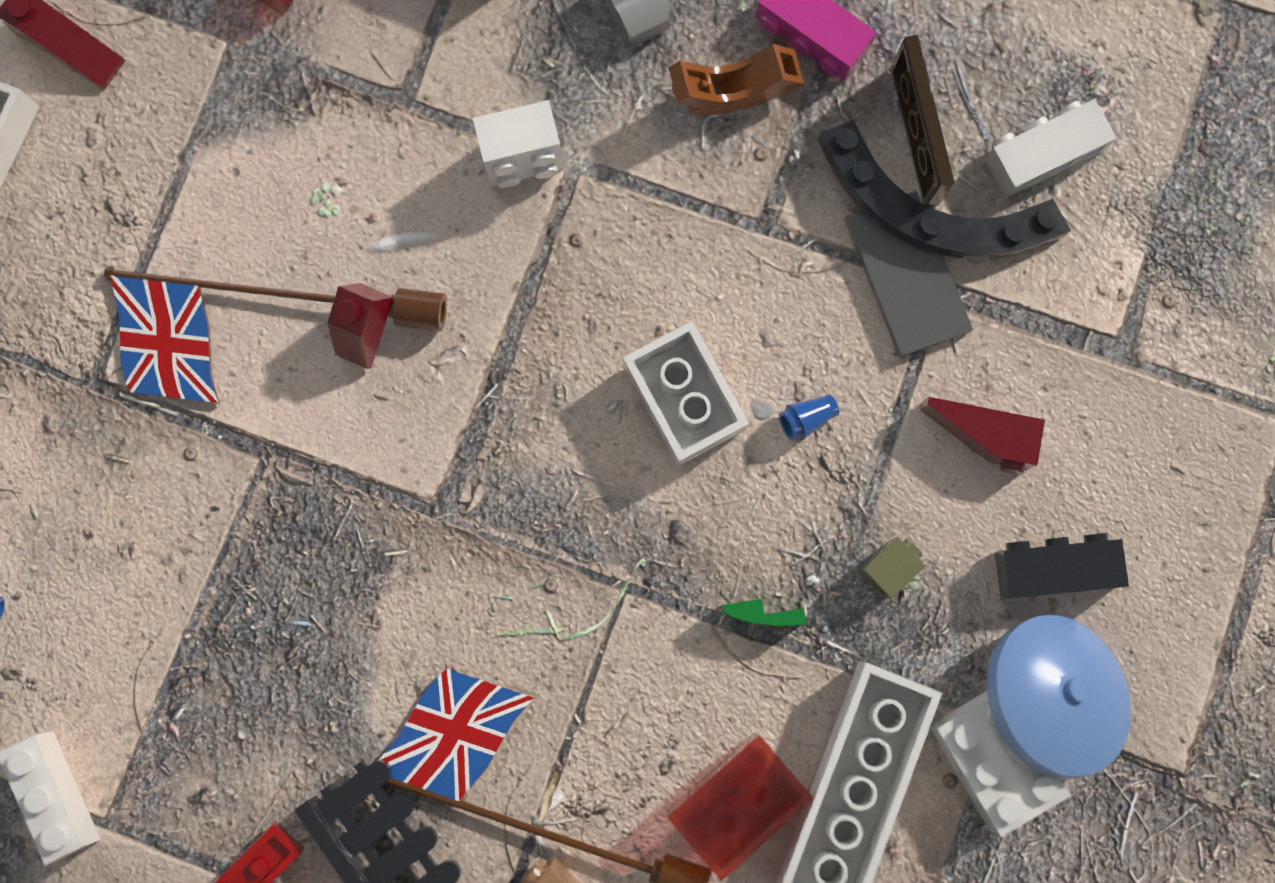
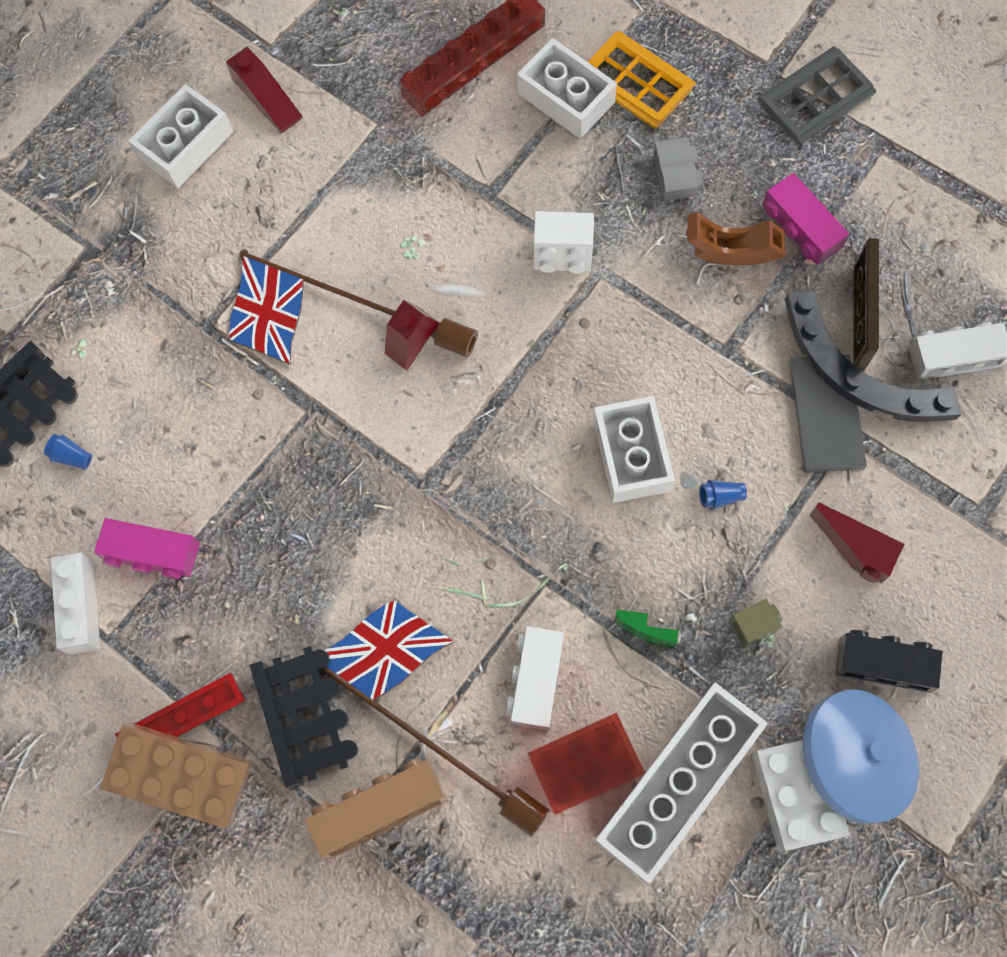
camera: 20 degrees right, 10 degrees down
(115, 700) = (147, 549): none -> dark pink brick
(648, 716) = (535, 678): none -> white brick

